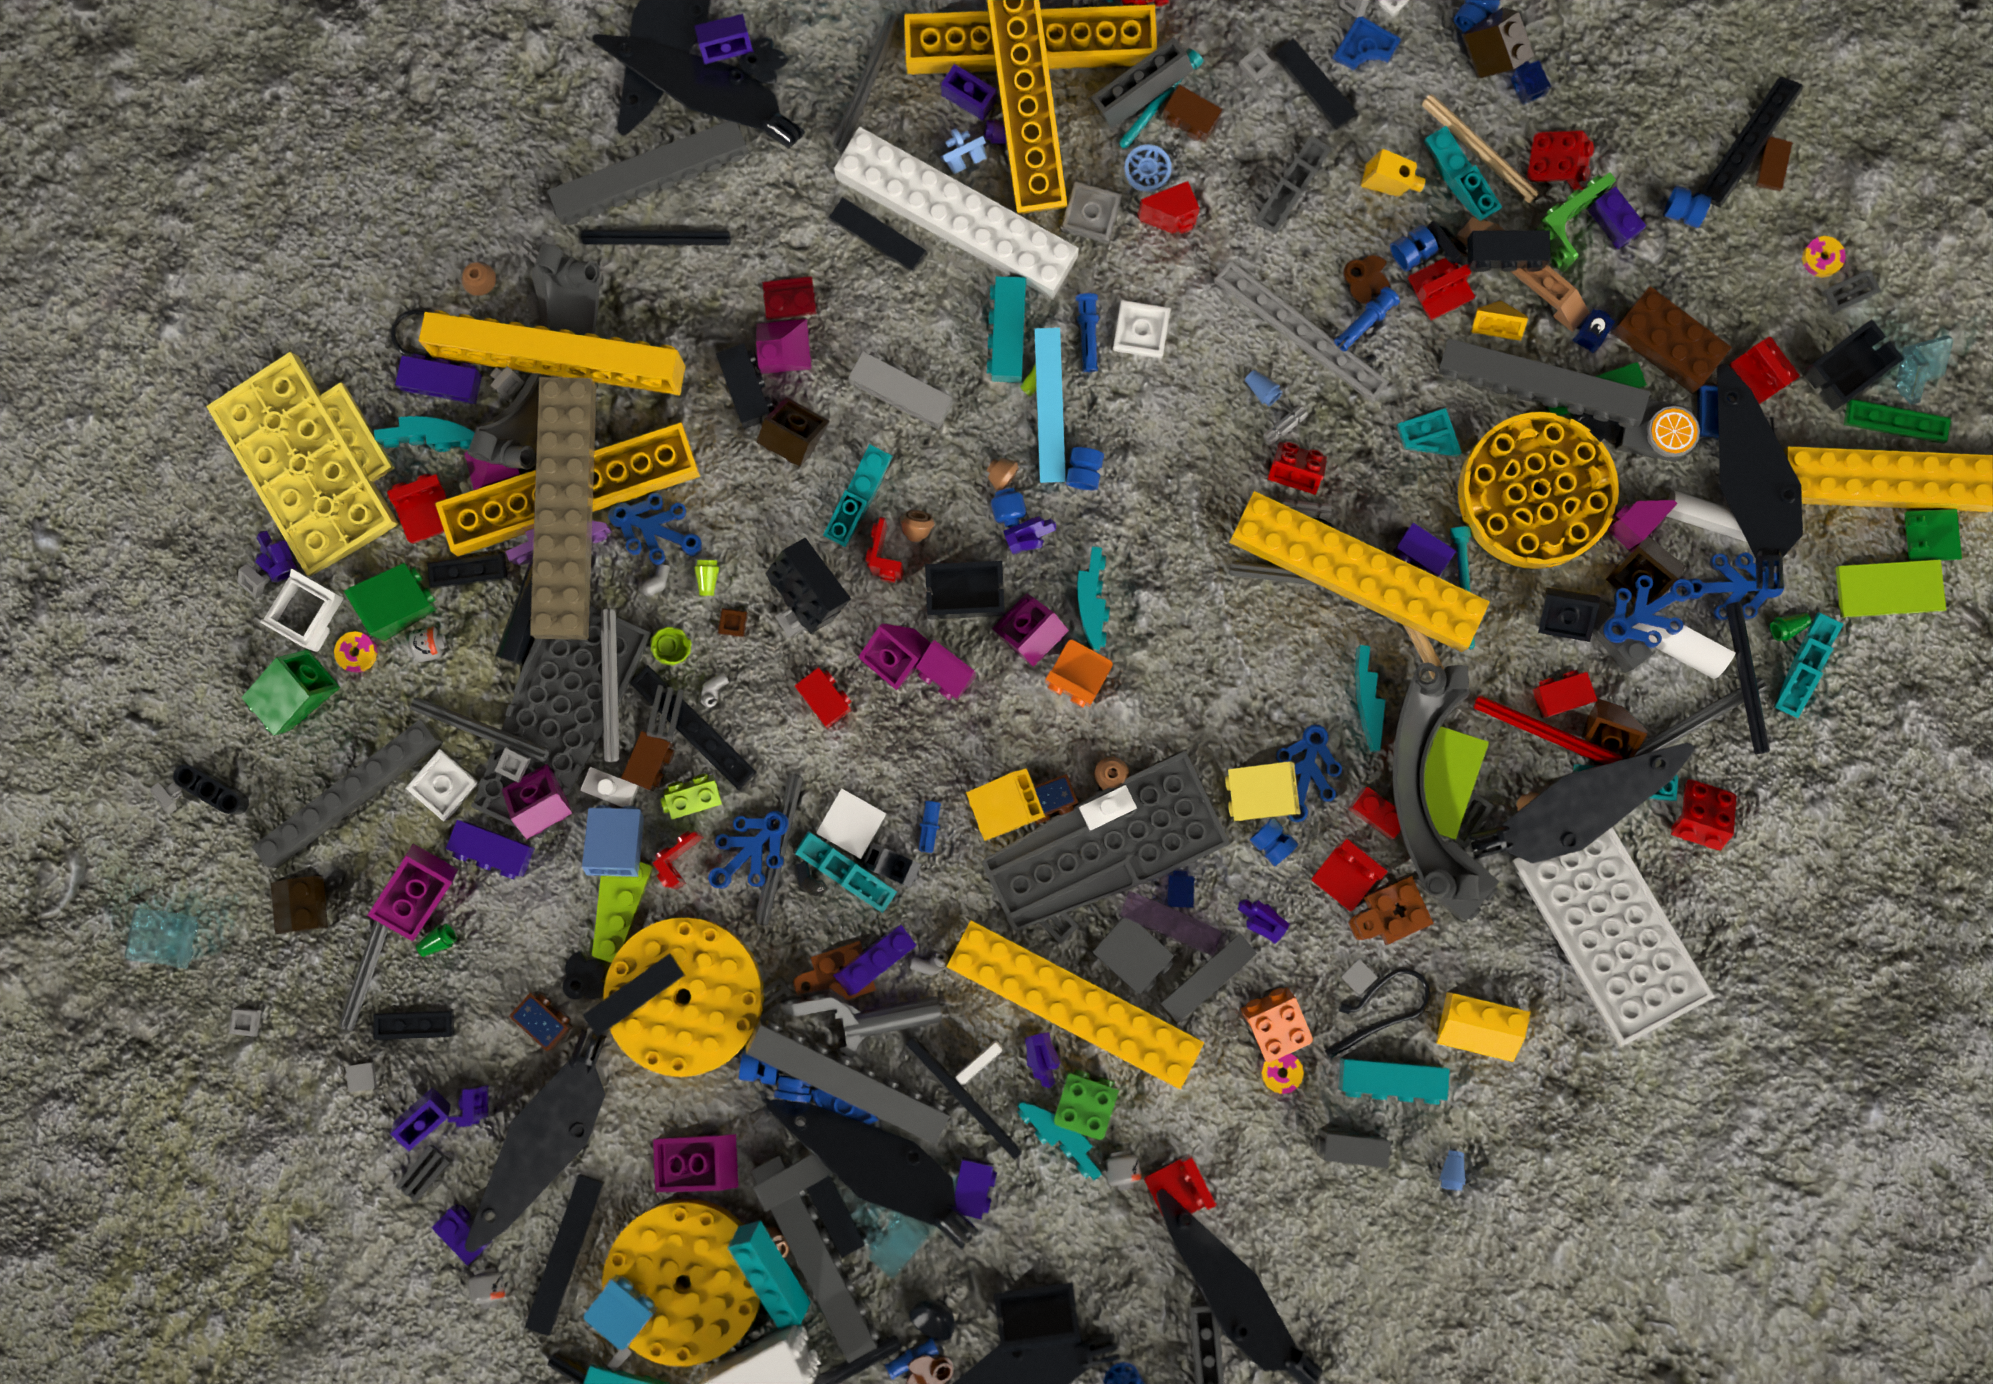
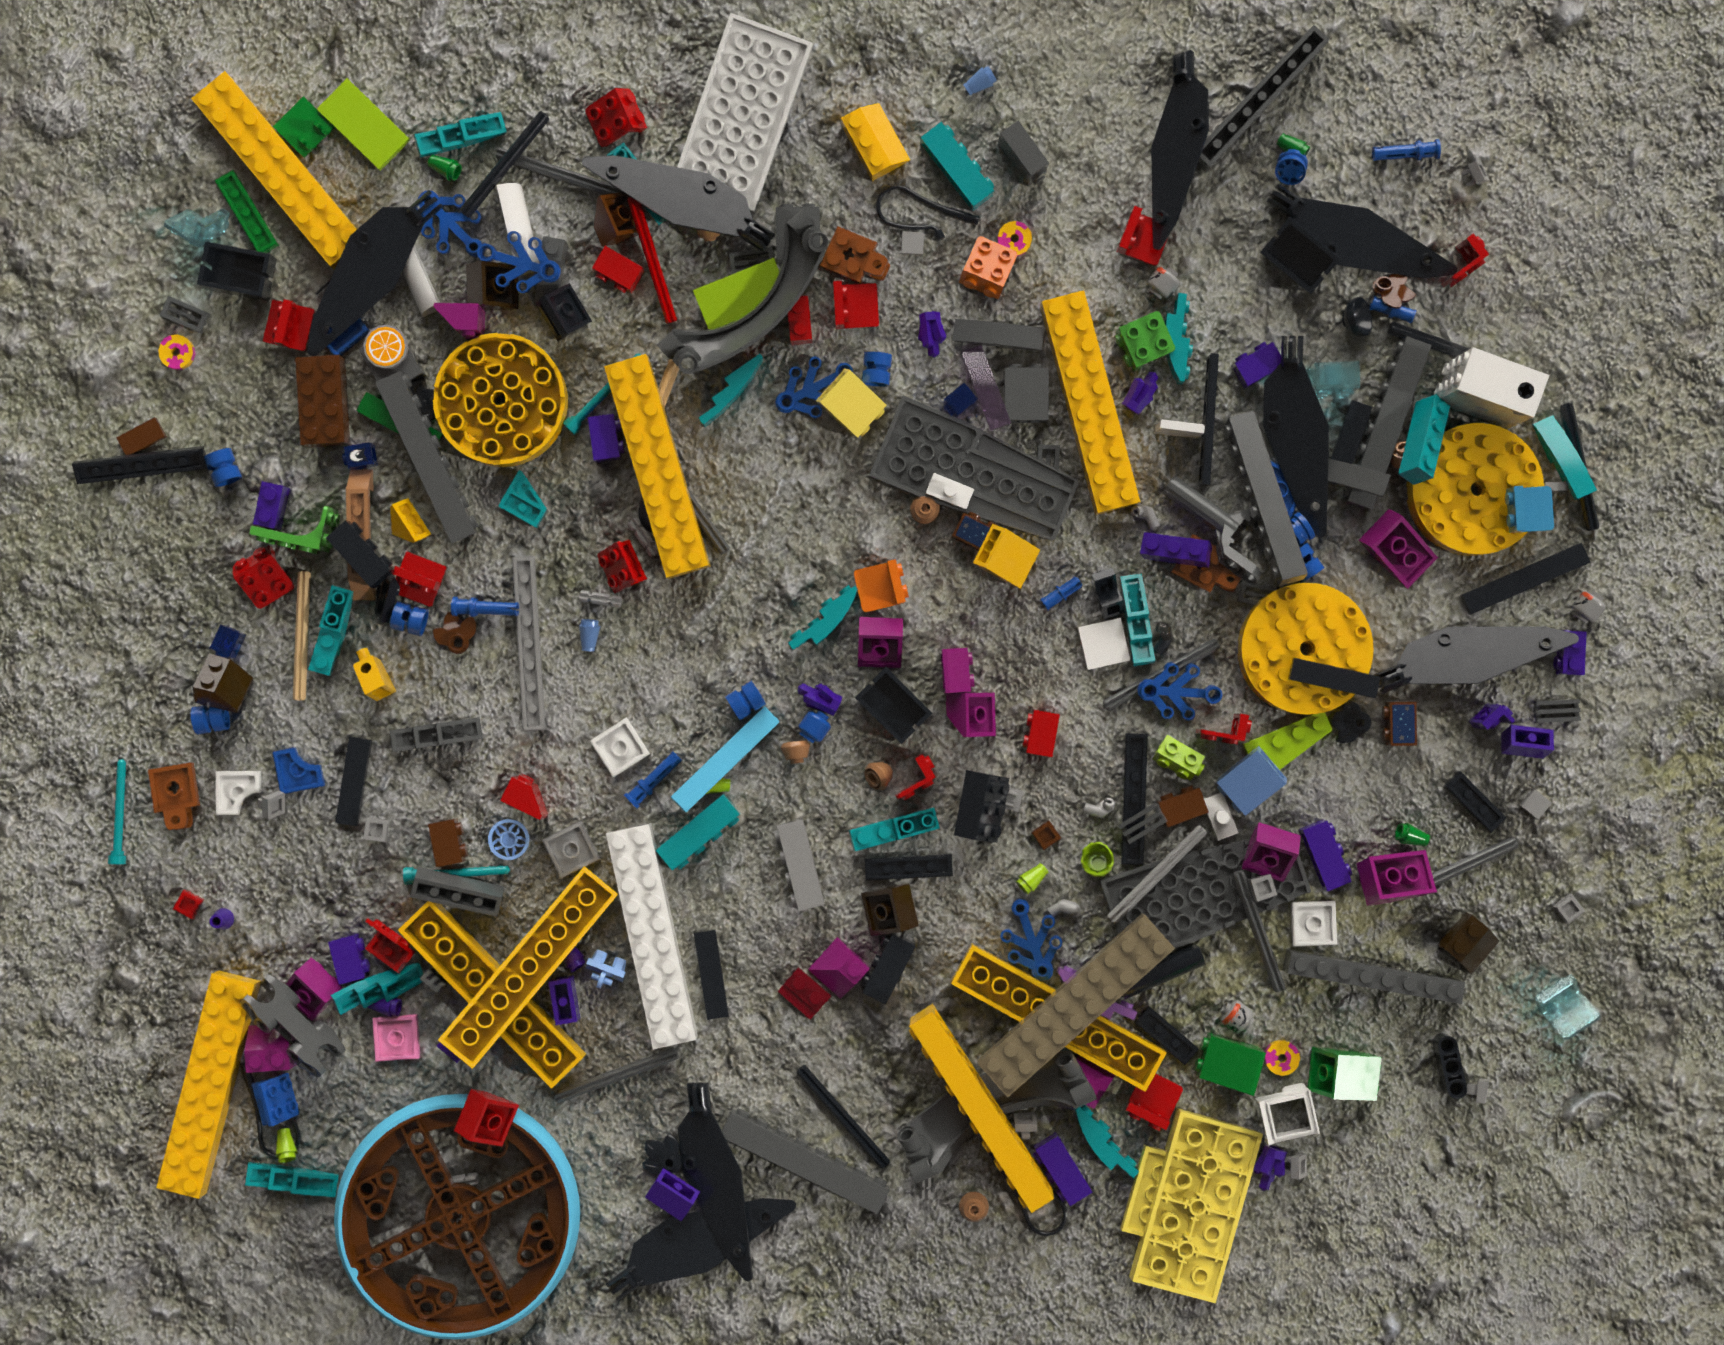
camera: 135 degrees left, 5 degrees up
(814, 481) = (908, 867): none -> black tile

